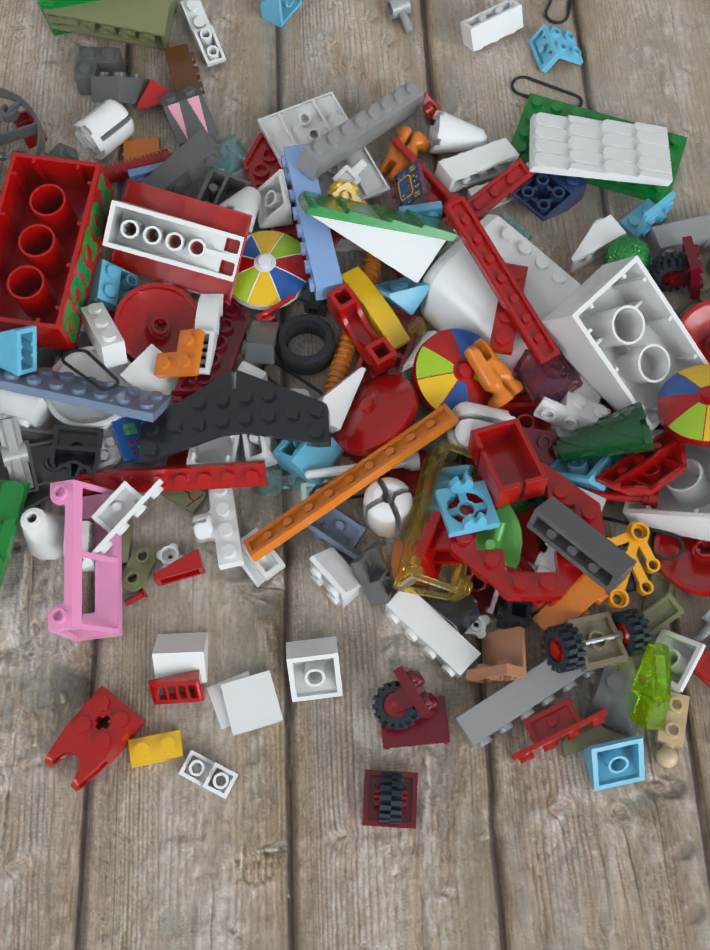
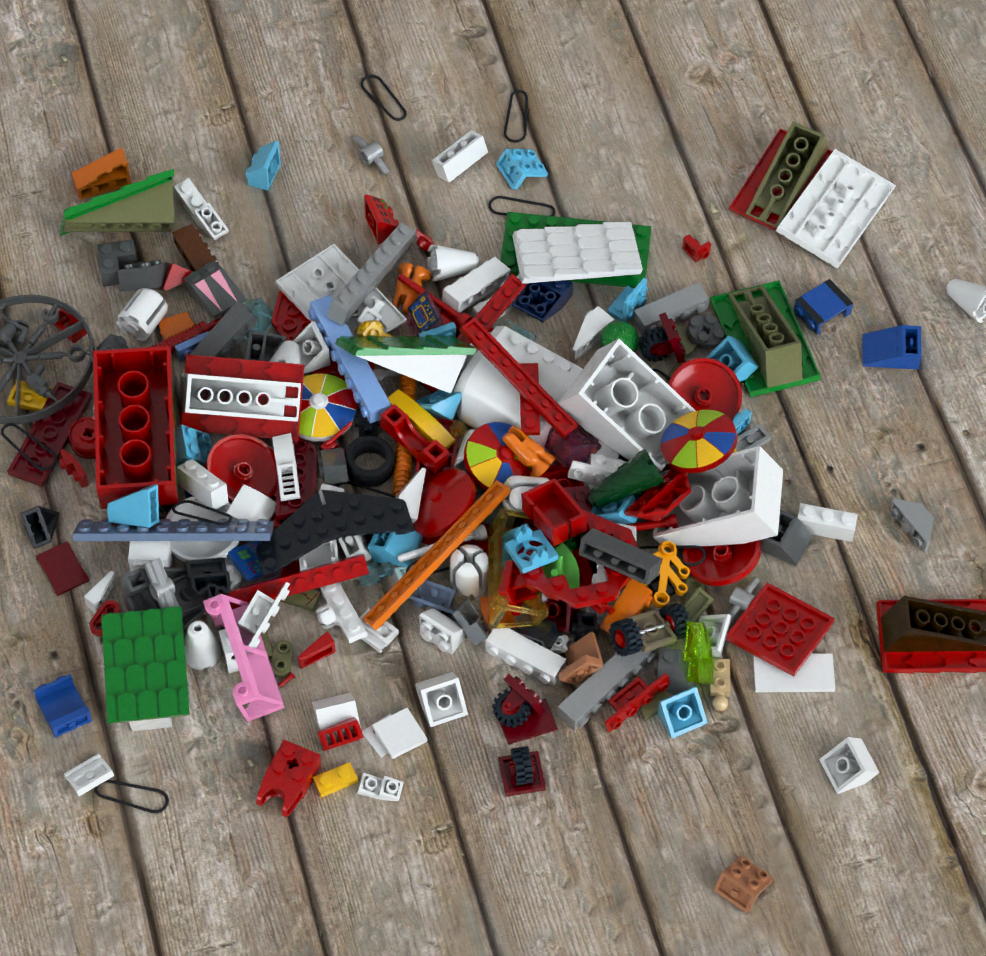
camera: 15 degrees left, 10 degrees down
(165, 552) = (304, 639): white plate -> none
(186, 359) = (278, 490): orange plate -> none
(388, 70) = (379, 217): none -> red slope

